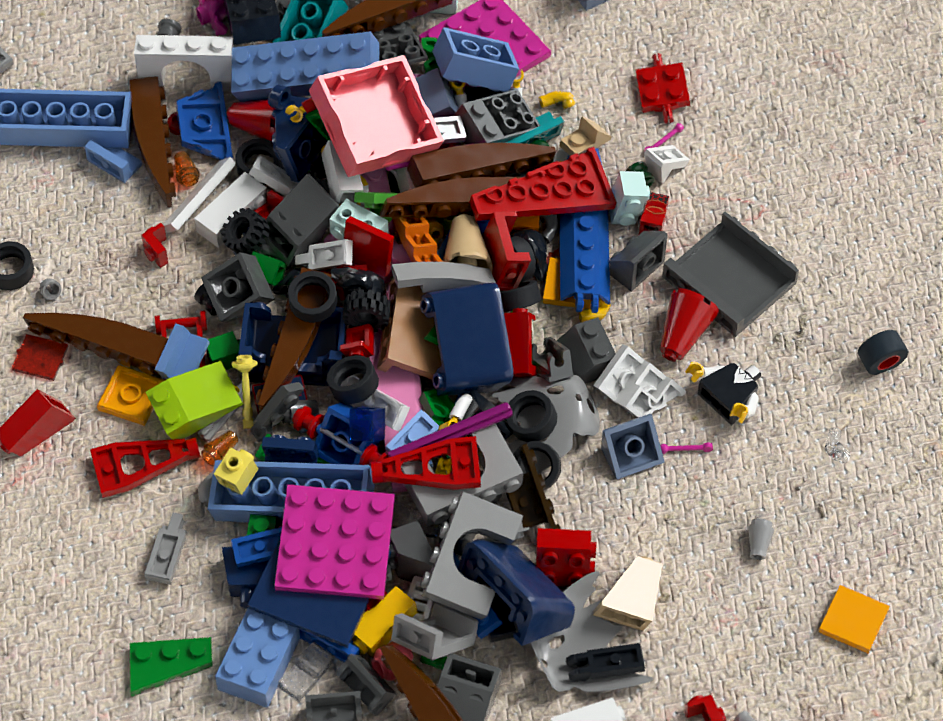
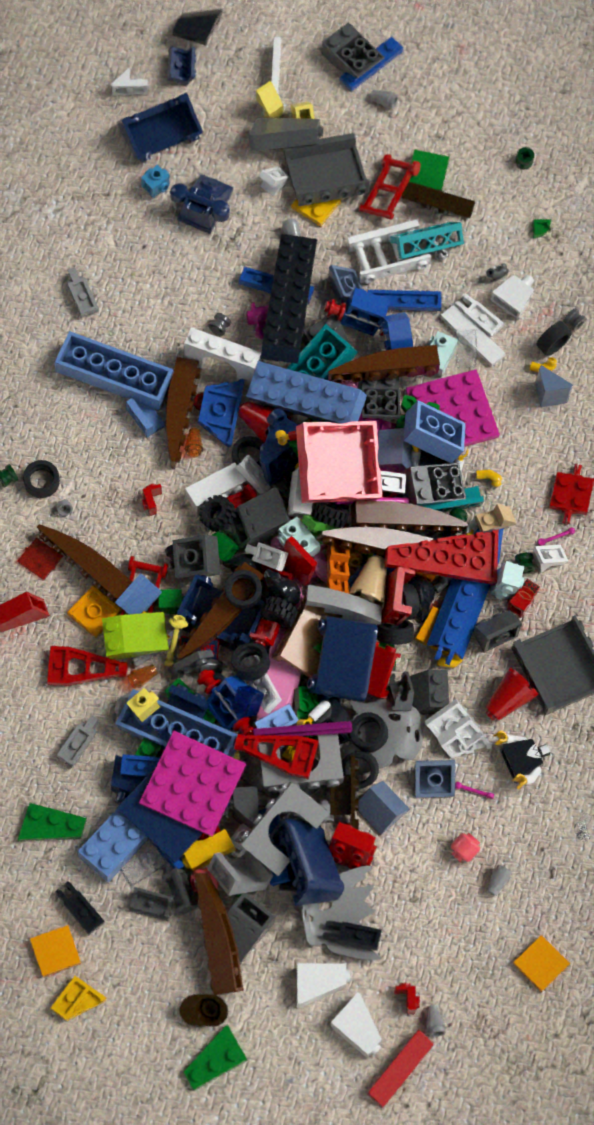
camera: 15 degrees right, 10 degrees up
(198, 195) = (196, 468): white tile -> none
(386, 182) = (331, 514): none -> black tyre
(580, 503) = (381, 807): none -> sand blue slope
(633, 595) = (390, 891): slope -> none
(703, 514) = (465, 847): none -> coral head

